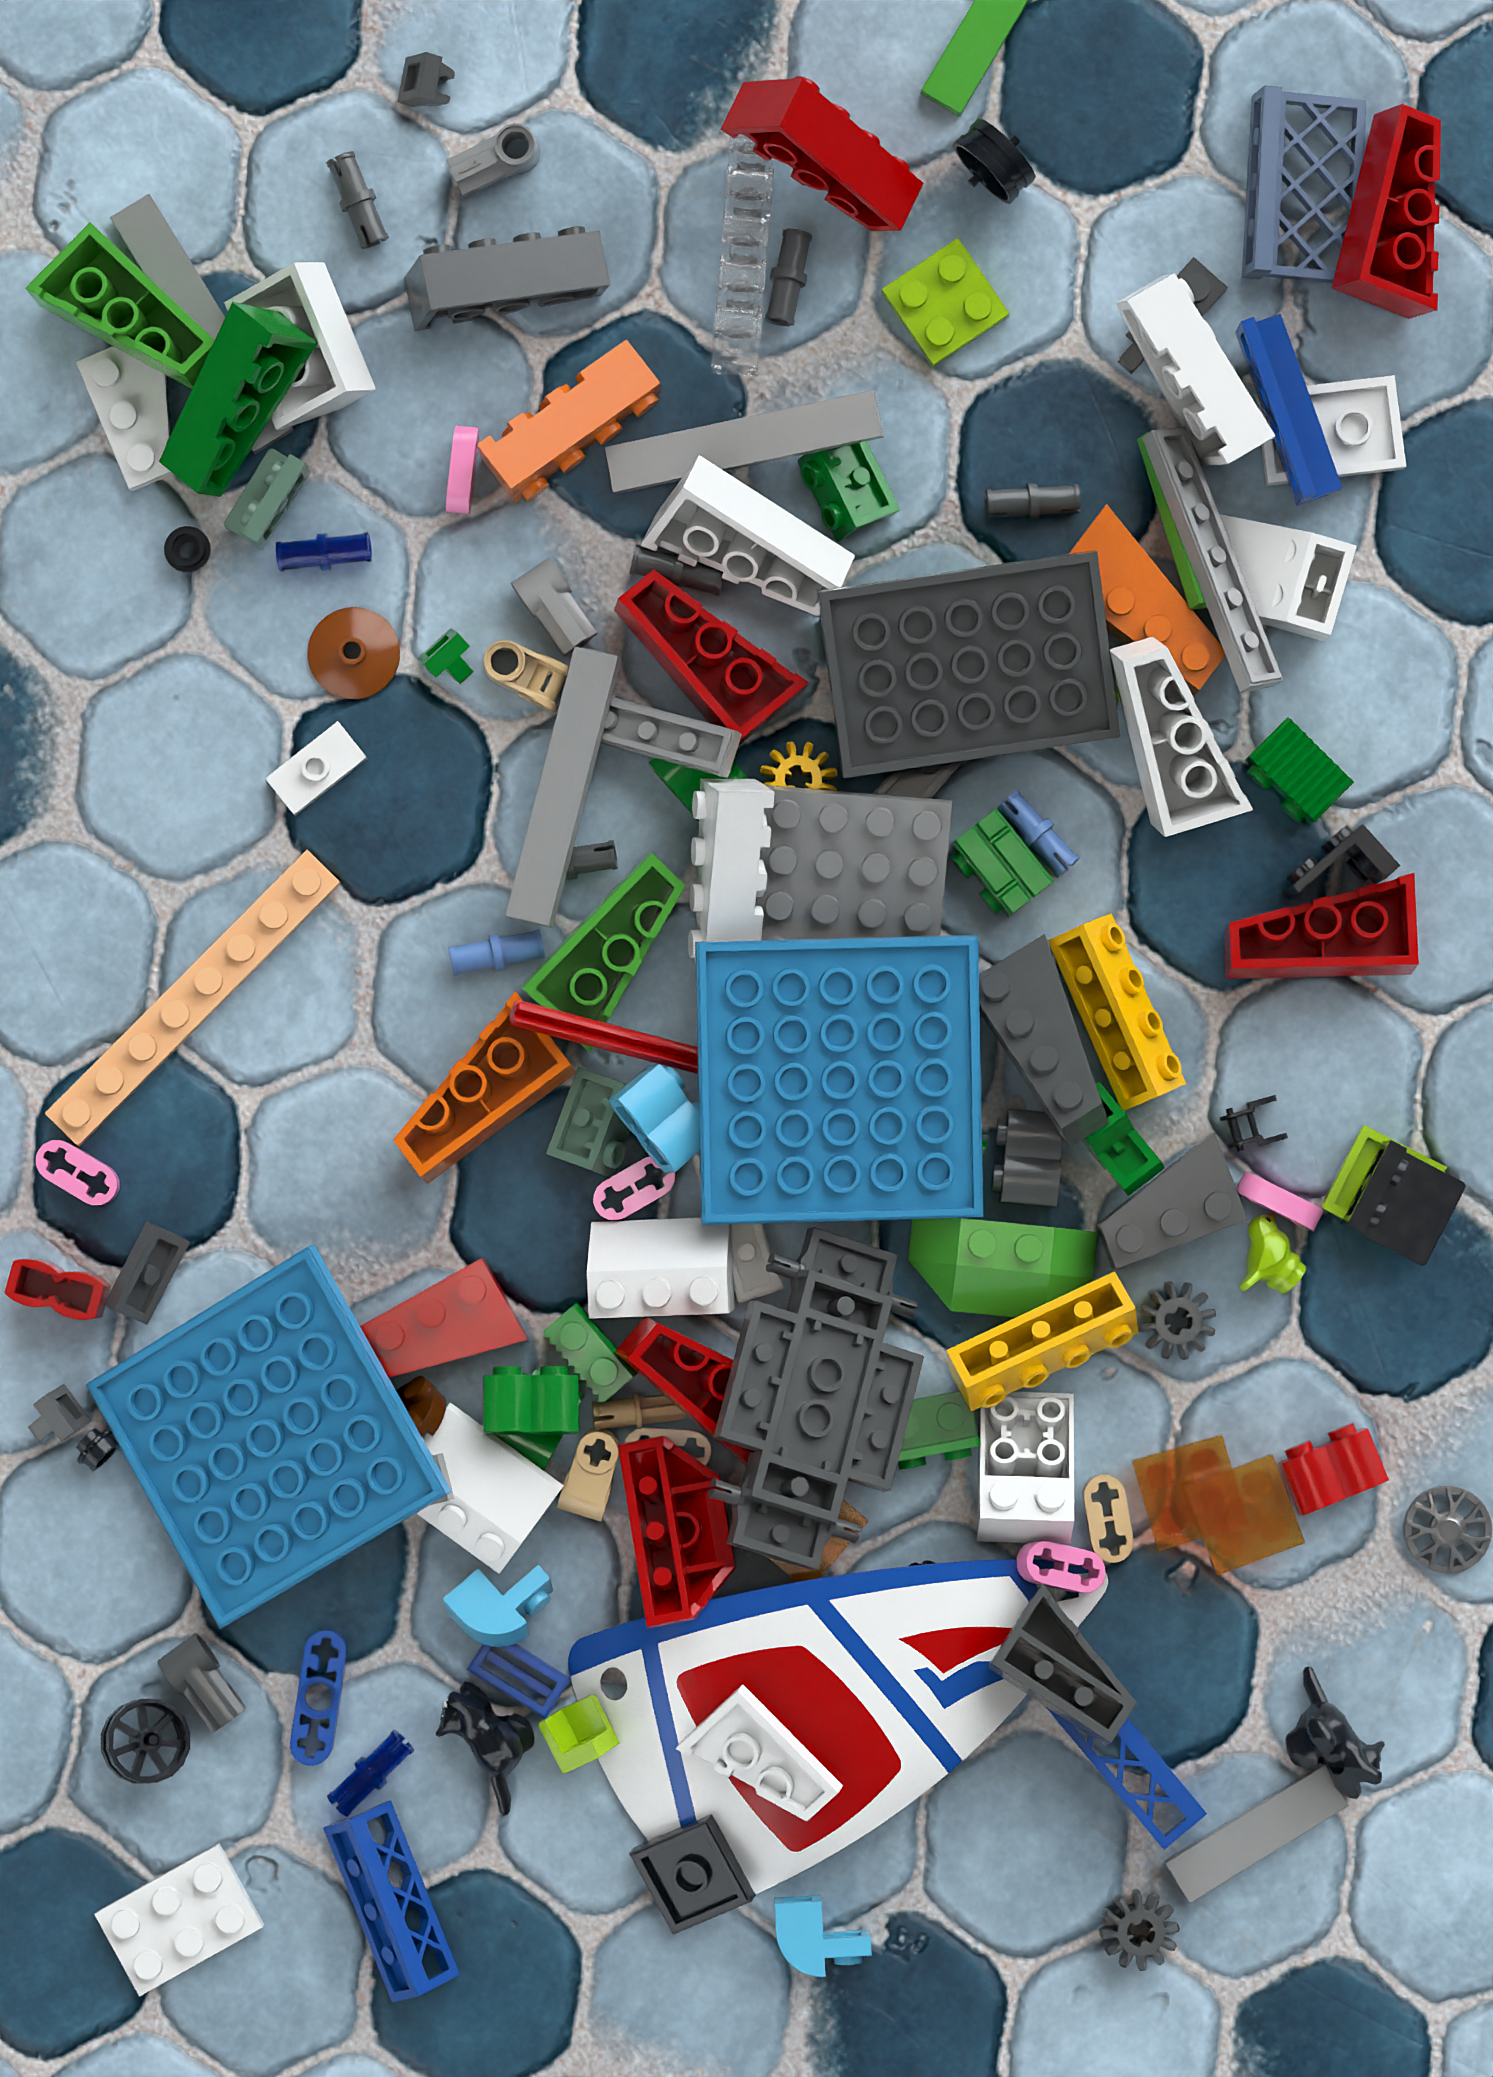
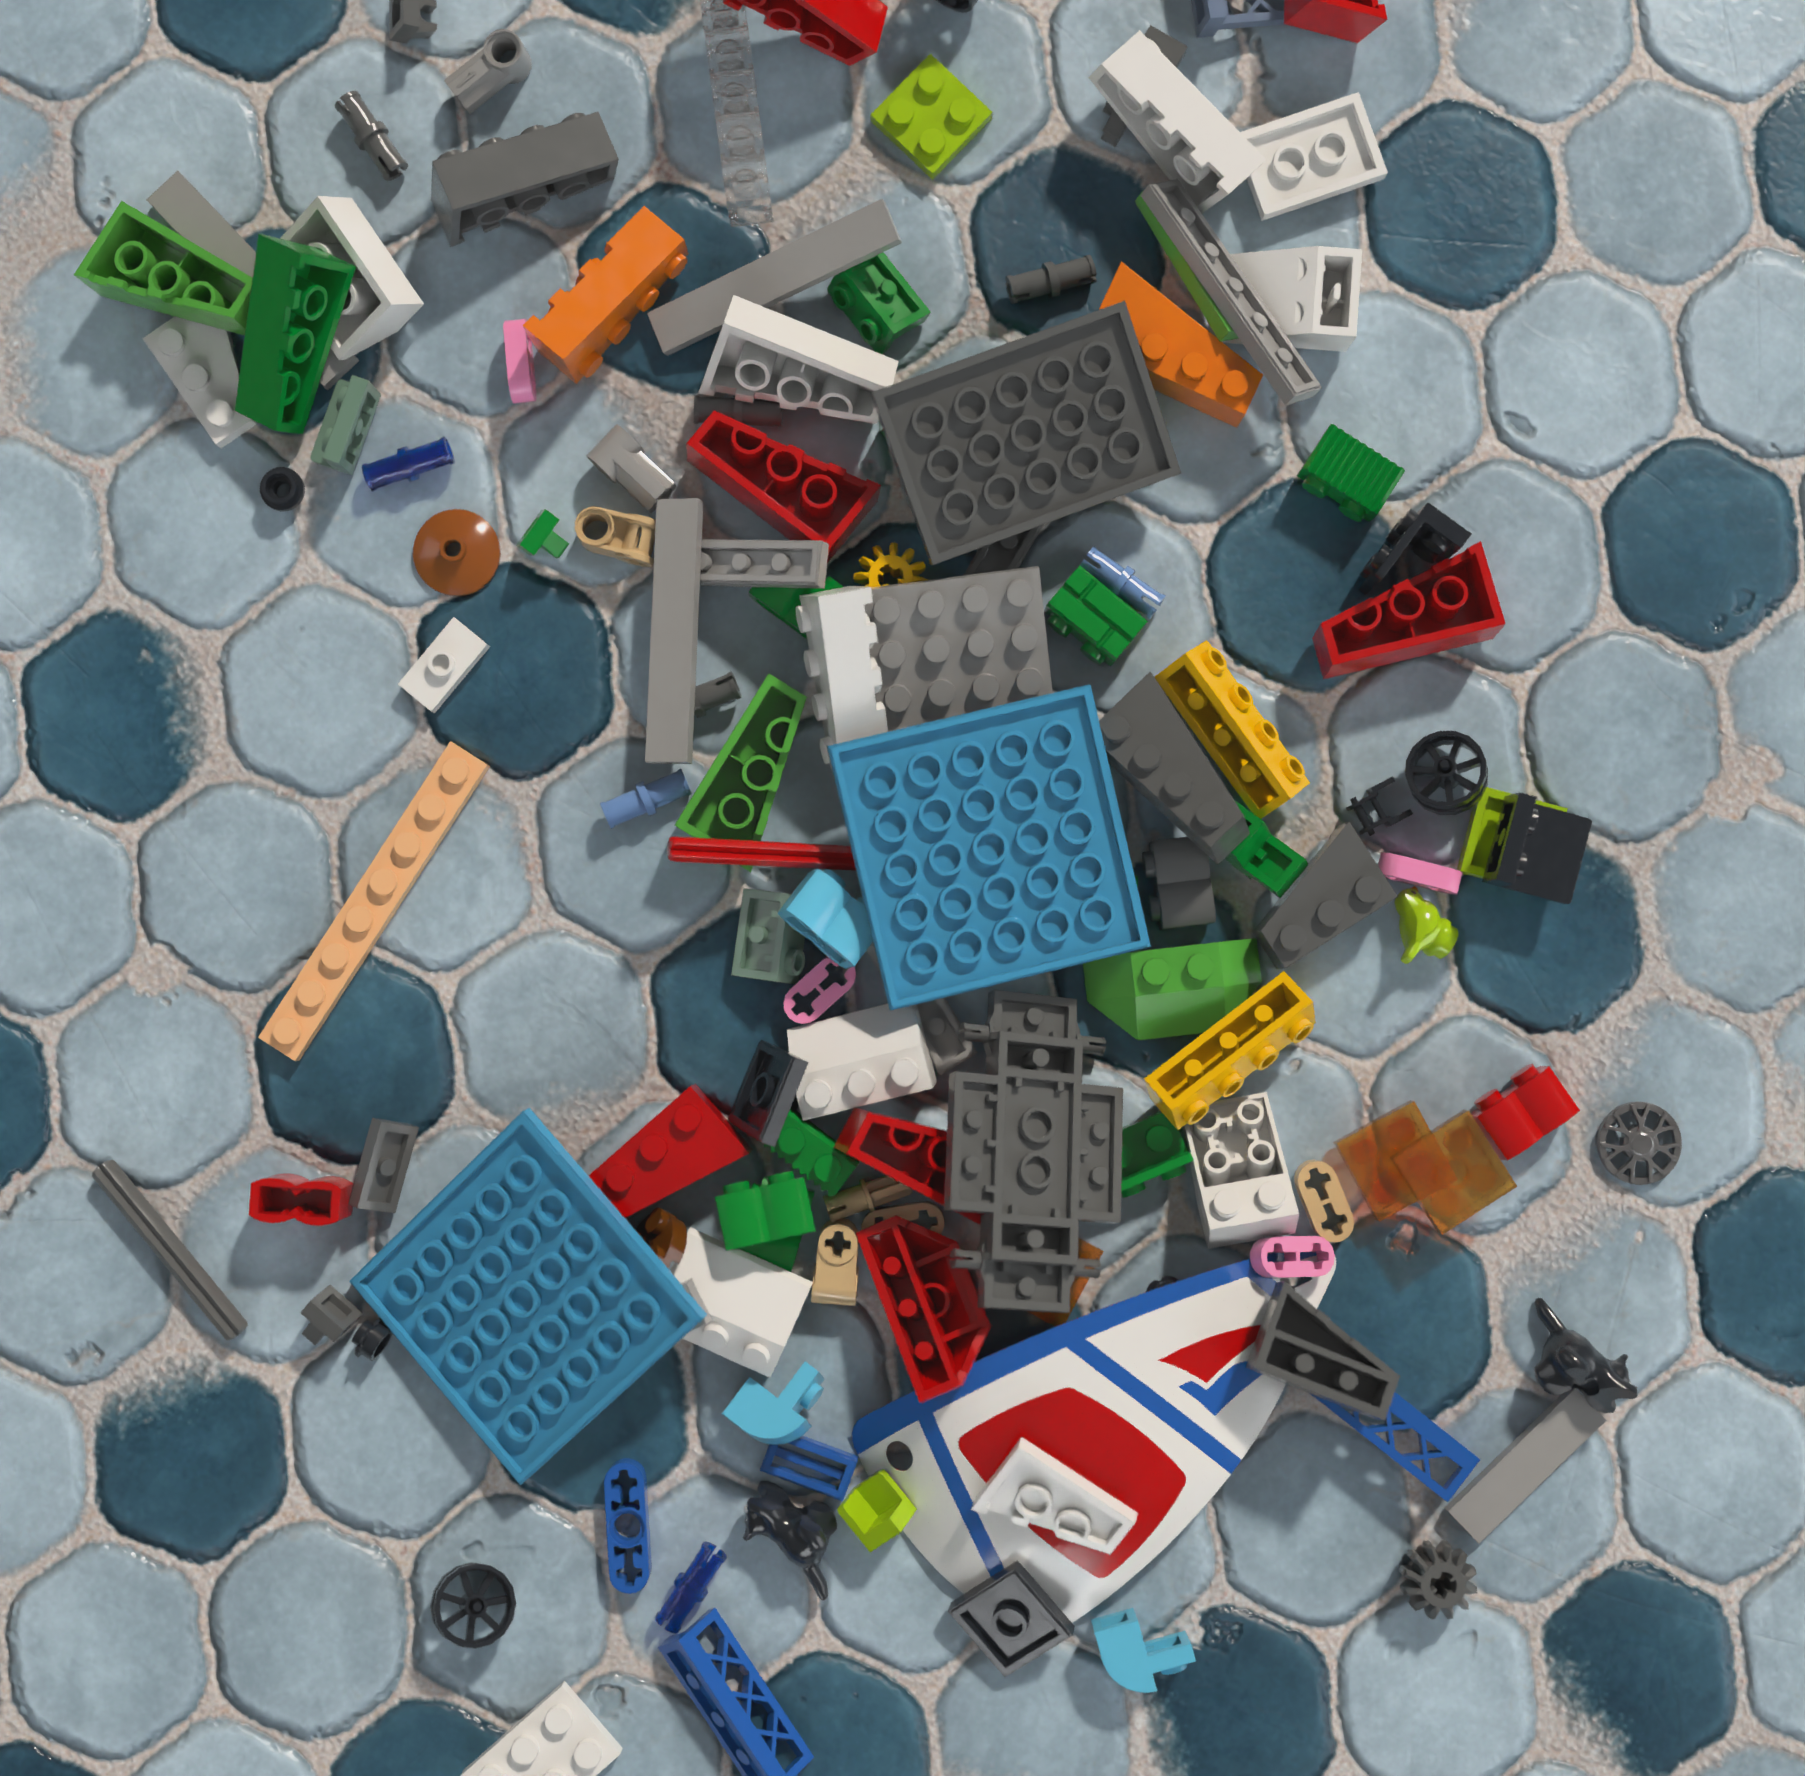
camera: 10 degrees left, 0 degrees up
(72, 1182) = (297, 1095): bright pink beam -> none
(195, 1672) = (506, 1529): dark grey piece -> none
(482, 1094) = (658, 933): orange wedge -> none
(558, 1282) = (767, 1092): none -> black tile
(788, 277) = (782, 122): dark grey pin -> none
(1173, 746) = (1230, 467): white wedge -> none
(1182, 1335) = (1355, 1018): dark grey gear -> none
(1288, 408) = (1256, 117): blue fence -> none
(1329, 1103) = (1446, 772): none -> black wheel

